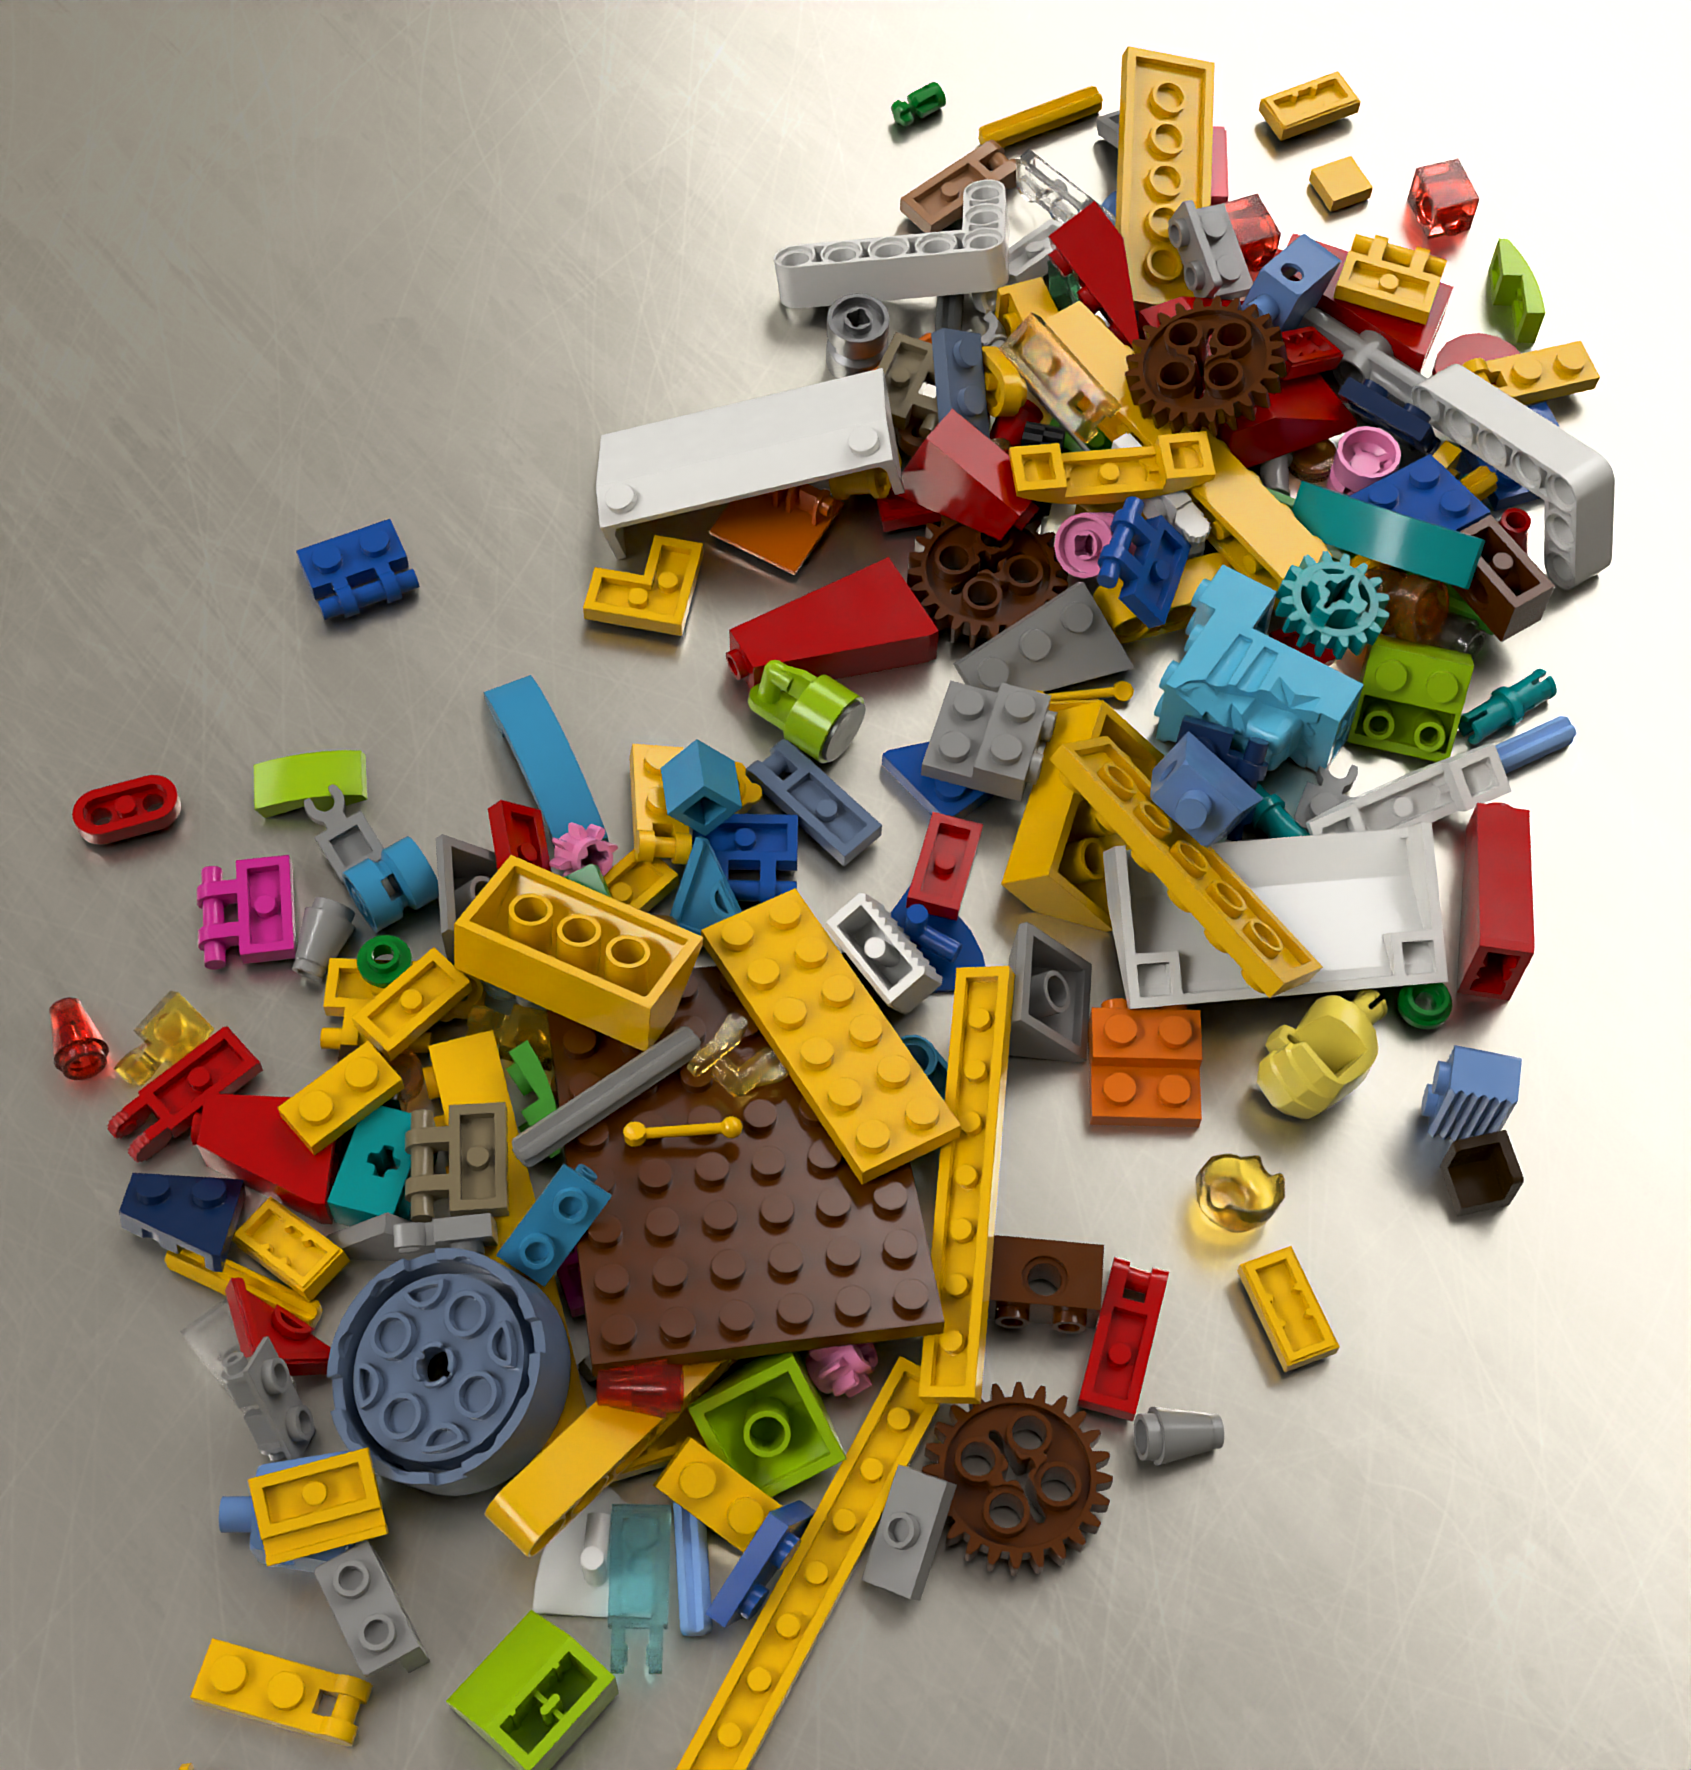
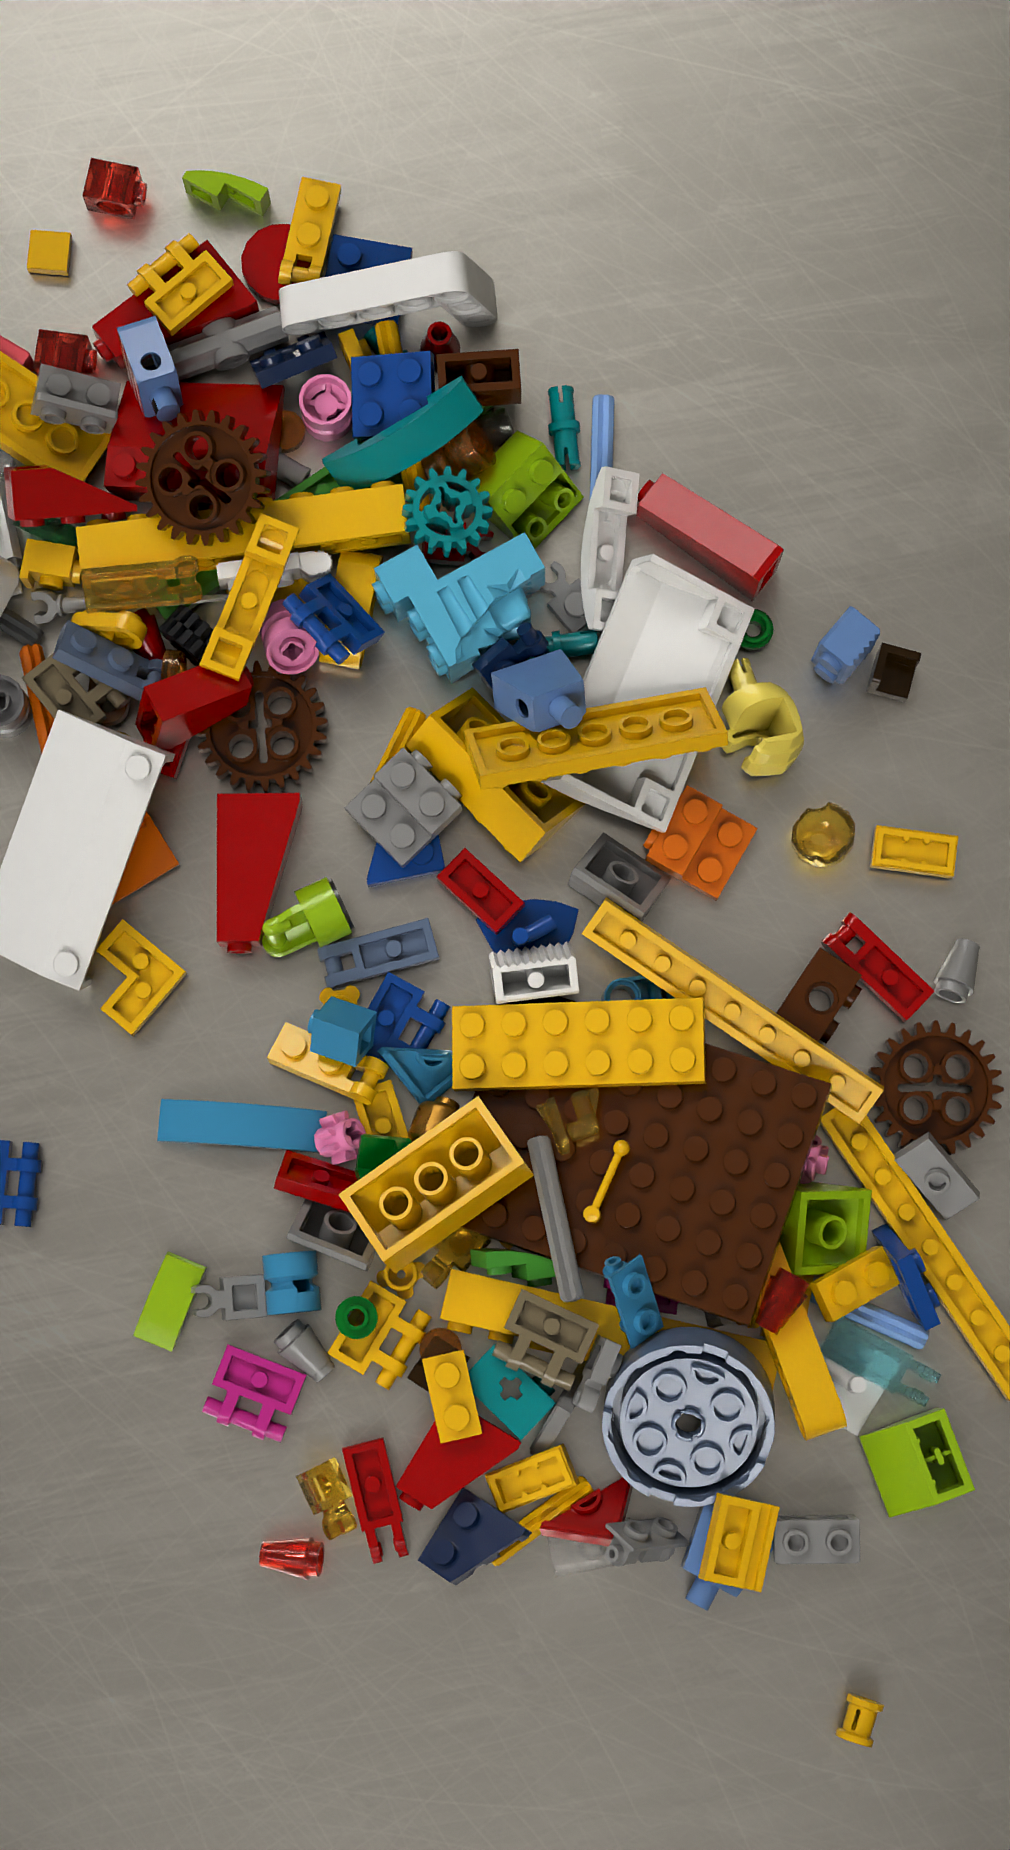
camera: 60 degrees left, 20 degrees up
(127, 807) = (121, 1442): red plate -> none
(279, 1692) = (827, 1618): yellow plate -> none
(412, 1003) = (401, 1314): yellow plate -> none
(1048, 648) = (349, 724): light grey wing -> none
(1121, 691) = (403, 686): yellow hinge -> none
(1309, 352) = (207, 388): red plate -> none

